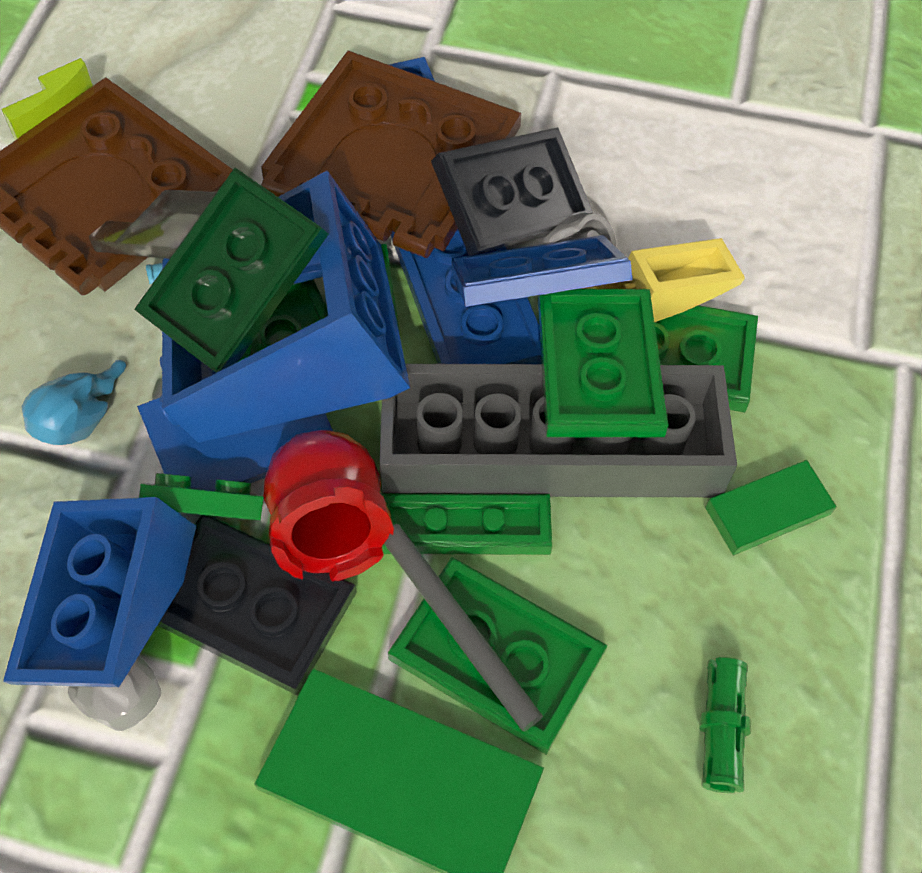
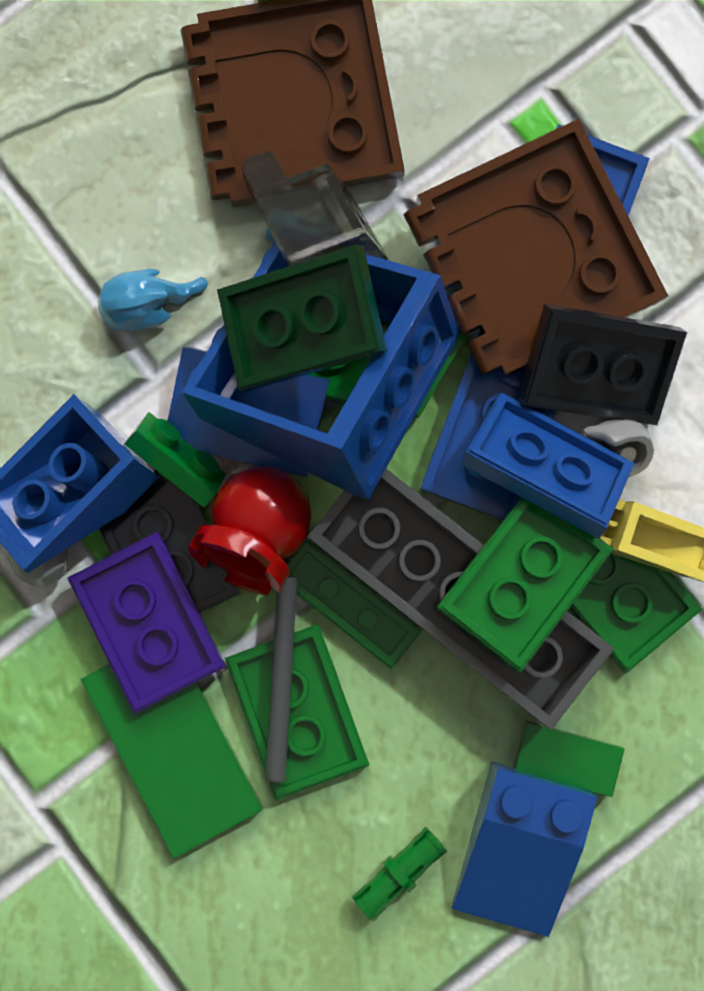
camera: 35 degrees right, 25 degrees up
(283, 672) = (146, 622): none -> dark purple tile
(809, 607) = (523, 849): none -> blue slope

